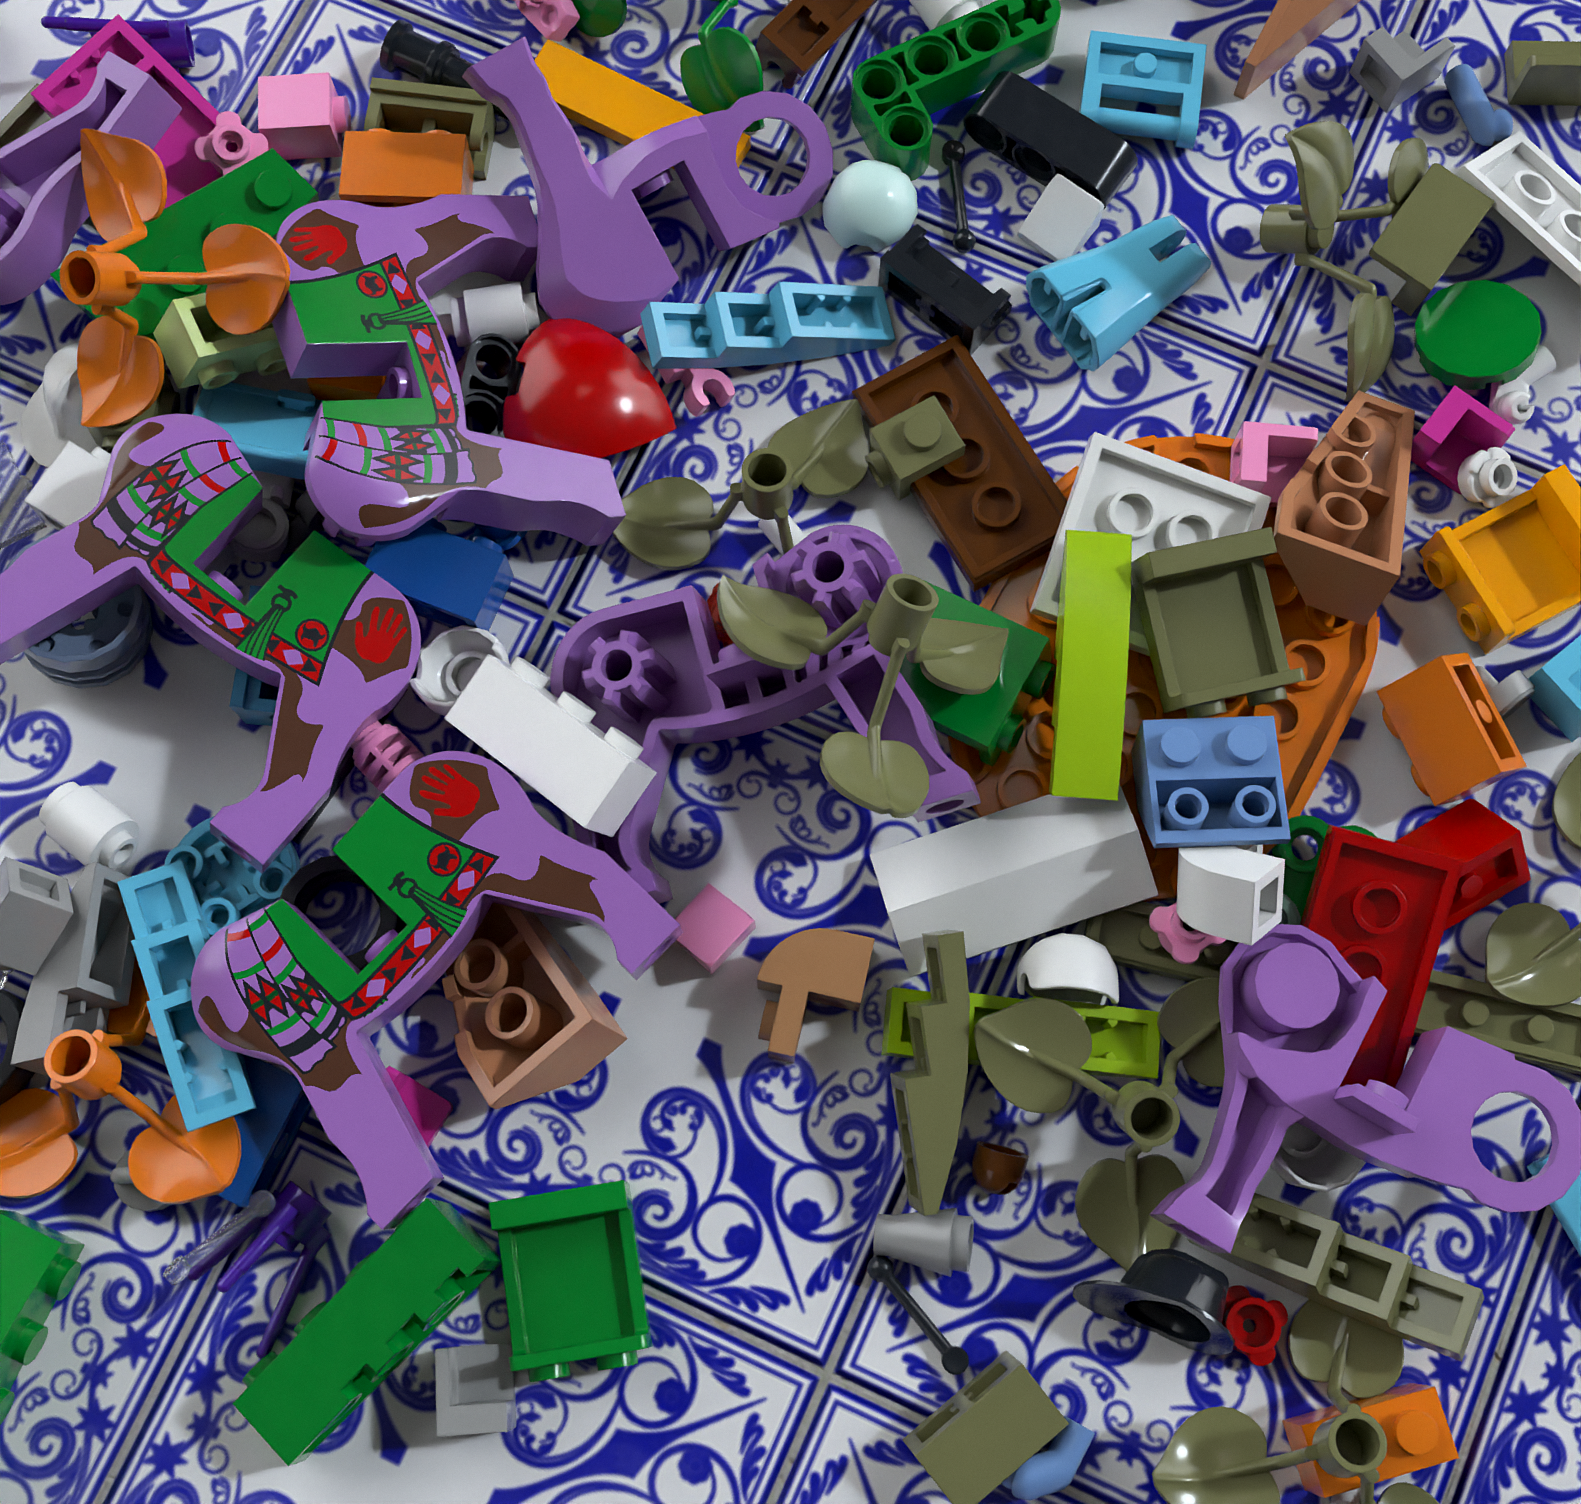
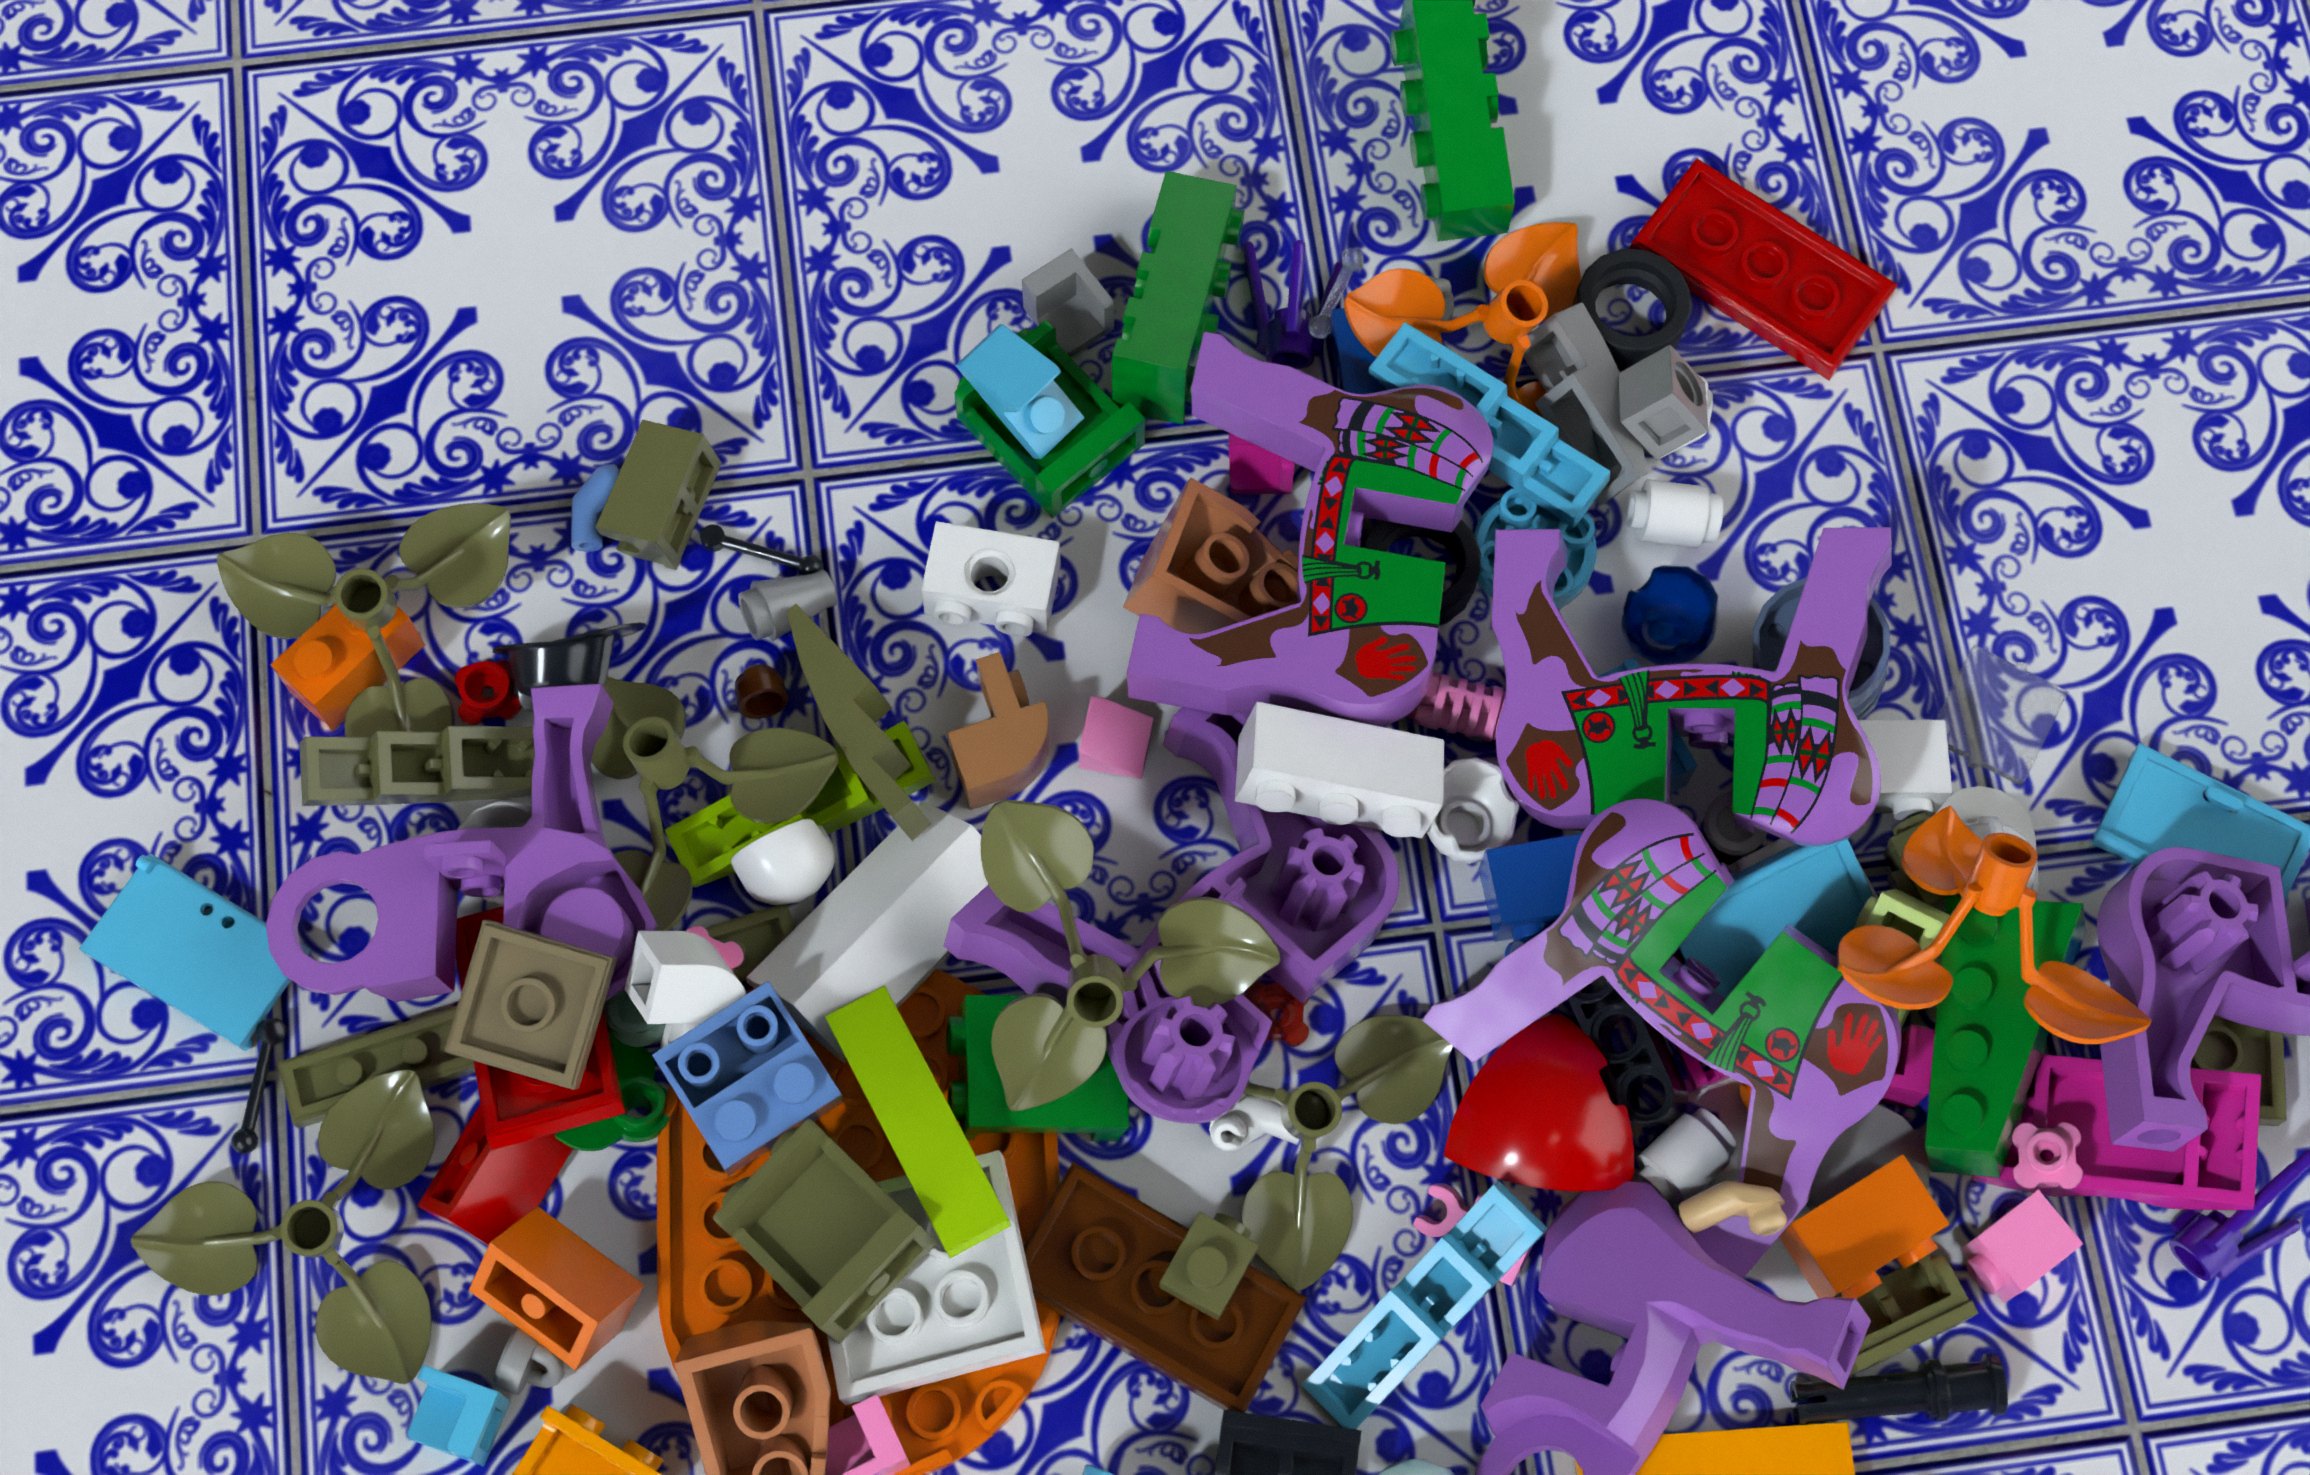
camera: 145 degrees right, 5 degrees down
(168, 732) = (1671, 616): none -> clear blue hair
(498, 228) = (1735, 1199): none -> tan arm
(584, 1310) = (1021, 390): none -> medium azure slope
(688, 1126) = (966, 554): none -> white brick
(1376, 944) = (531, 1004): none -> dark tan tile

